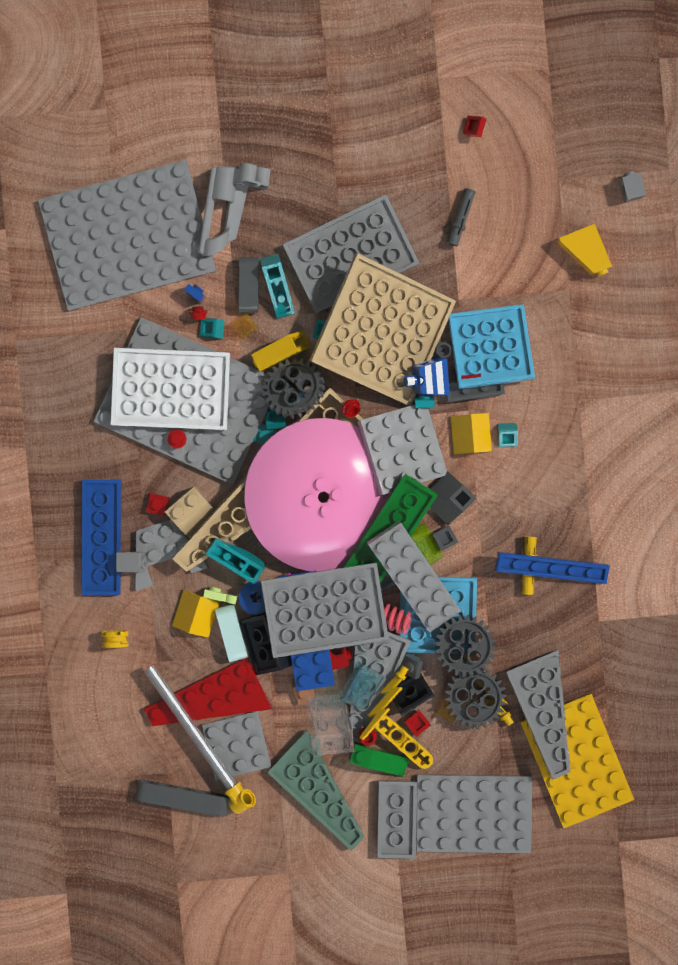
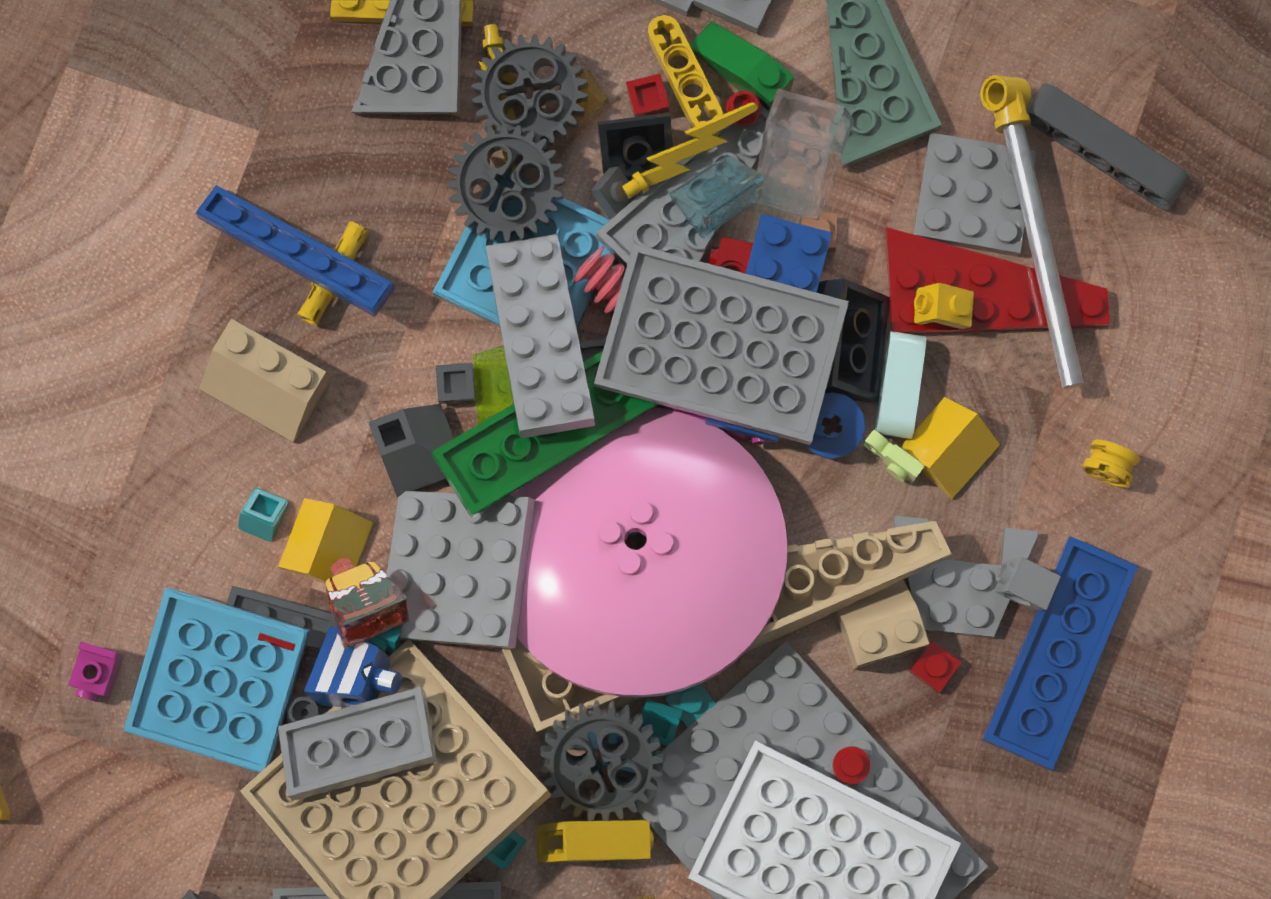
camera: 155 degrees left, 10 degrees down
(227, 679) = (944, 305): none -> yellow bracket
(236, 559) = (836, 501): teal slope -> none
(351, 408) = (515, 677): red plate -> none
(410, 345) = (357, 744): none -> light grey plate
(438, 412) = (363, 601): none -> torso
(537, 497) = (263, 380): none -> tan slope
(546, 331) = (108, 666): none -> dark pink brick

